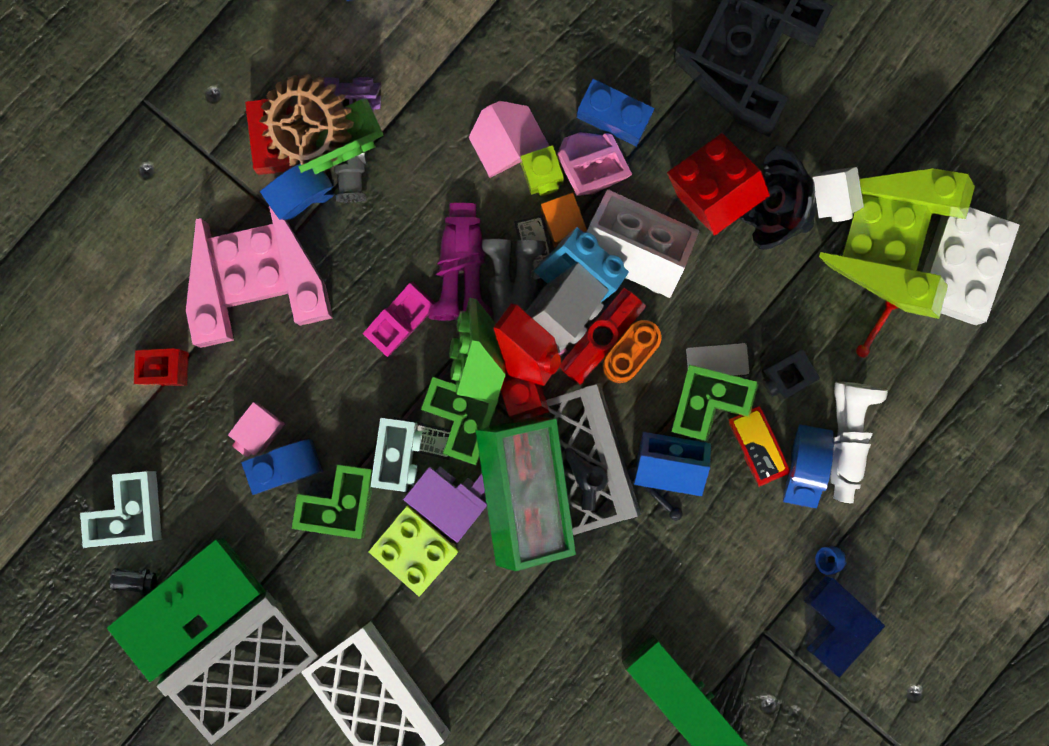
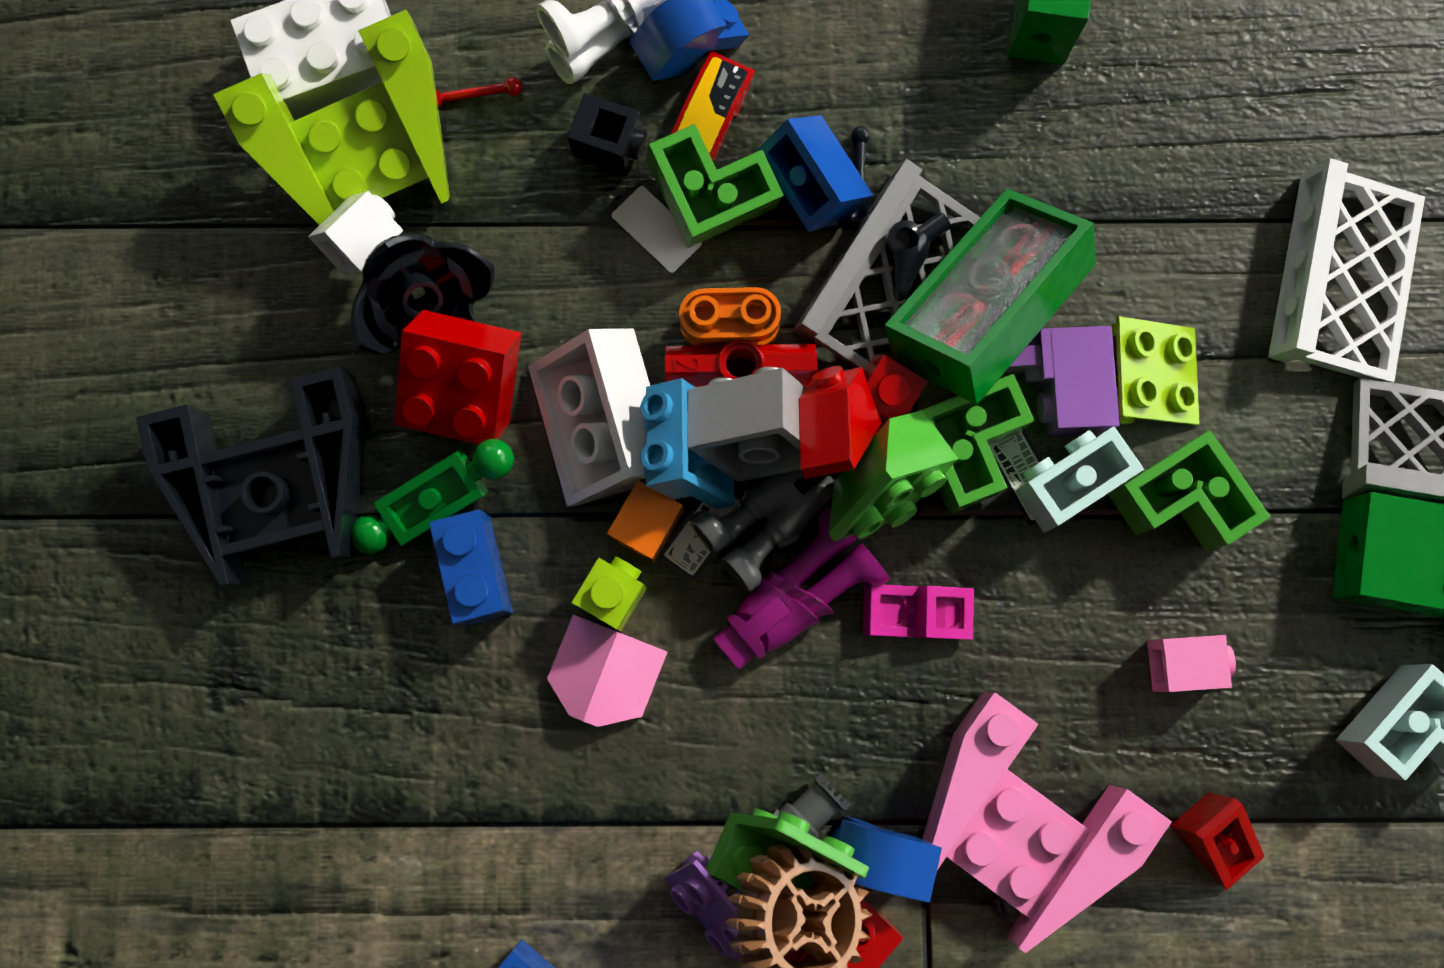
camera: 130 degrees left, 5 degrees down
(282, 466) = (1205, 590): blue brick -> none
(592, 162) = (550, 548): bright pink slope -> none
(669, 123) = (432, 496): none -> green plate

